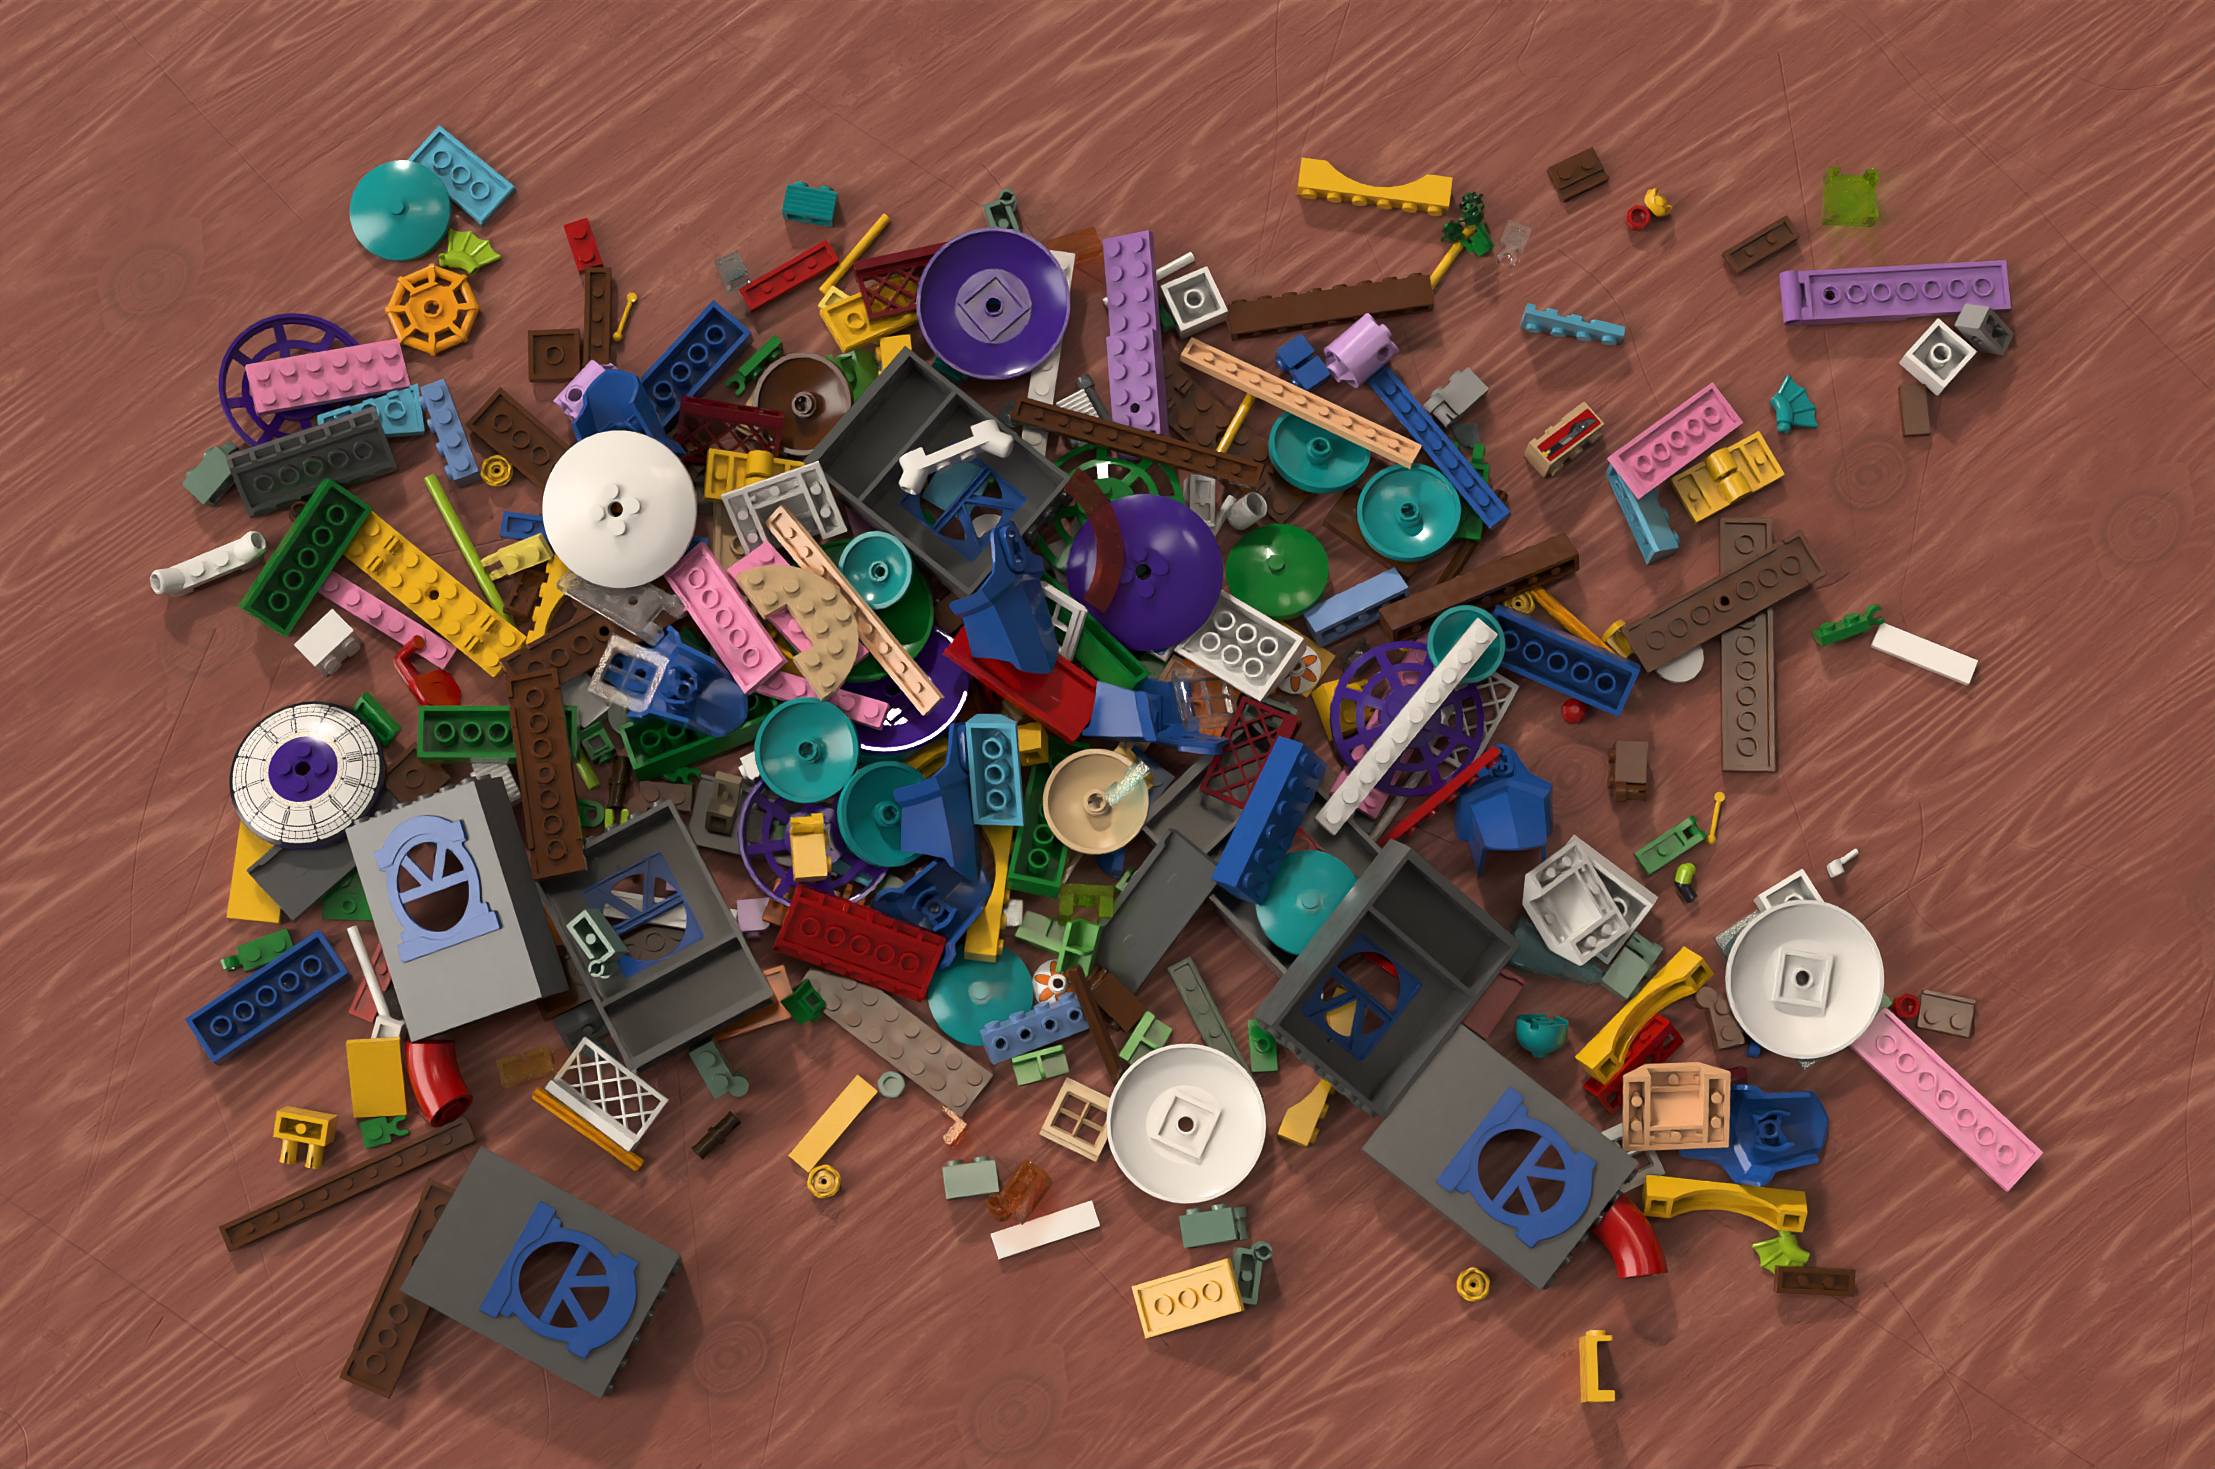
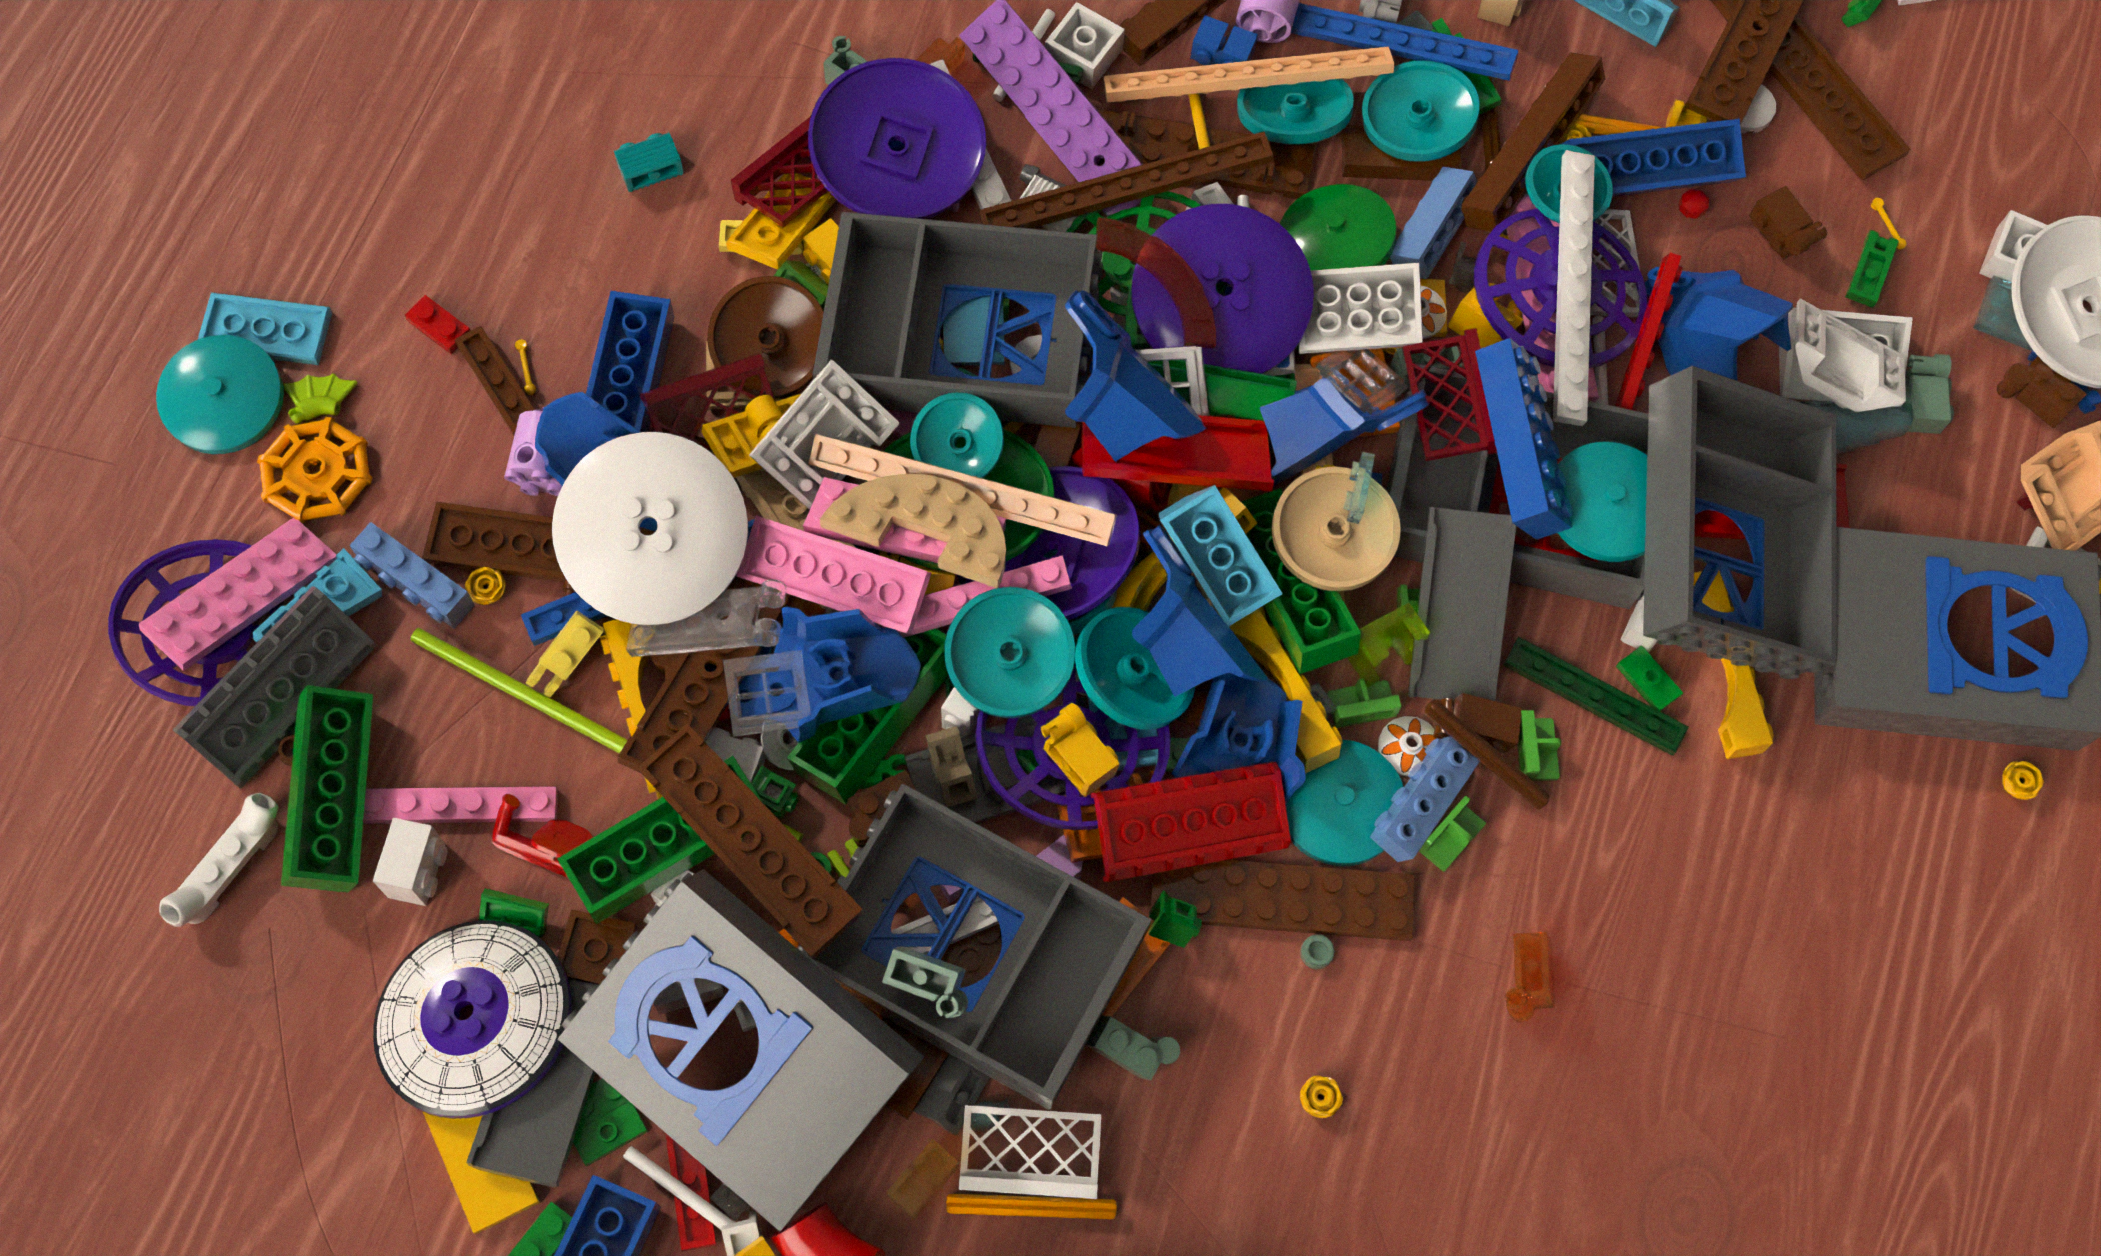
camera: 35 degrees left, 10 degrees down
(212, 476) = (168, 766): sand green hinge -> none
(412, 578) = (531, 751): yellow piece -> none
(524, 593) = (595, 689): reddish brown plate -> none
(554, 355) = (474, 441): reddish brown plate -> none
(618, 783) = (821, 819): dark brown pin -> none
(716, 1135) = (1174, 1122): dark brown pin -> none
(732, 271) = (610, 261): clear light blue panel -> none
(754, 366) = (692, 336): green plate -> none
(789, 276) = (670, 237): red plate -> none
(833, 1123) = (1286, 1031): yellow tile -> none
(853, 256) = (723, 184): yellow bar -> none
(958, 1129) = (1421, 943): clear orange panel -> none
(970, 1179) = (1471, 993): sand green brick -> none
(985, 438) = (983, 246): white plate -> none
(1045, 1230) = (1578, 999): white tile -> none
(1070, 1140) = (1536, 892): tan piece -> none
(1079, 945) = (1411, 687): bright green panel -> none
(1112, 863) = (1379, 593): blue tile -> none
(1188, 1298) = (1776, 971): yellow tile -> none
(1195, 1085) = (1672, 767): white dish -> none
(1213, 1226) = (1741, 885): sand green hinge -> none
(1246, 511) = (1269, 194): white piece -> none
(1247, 1269) = (1810, 908): sand green hinge -> none
(1540, 1033) = (1899, 503): teal cylinder -> none
(1647, 1041) = (1995, 479): red fence -> none
(1677, 979) = (1978, 374): yellow arch -> none
(1683, 880) = (1907, 292): arm -> none
(1835, 867) = (2026, 201): white hand -> none

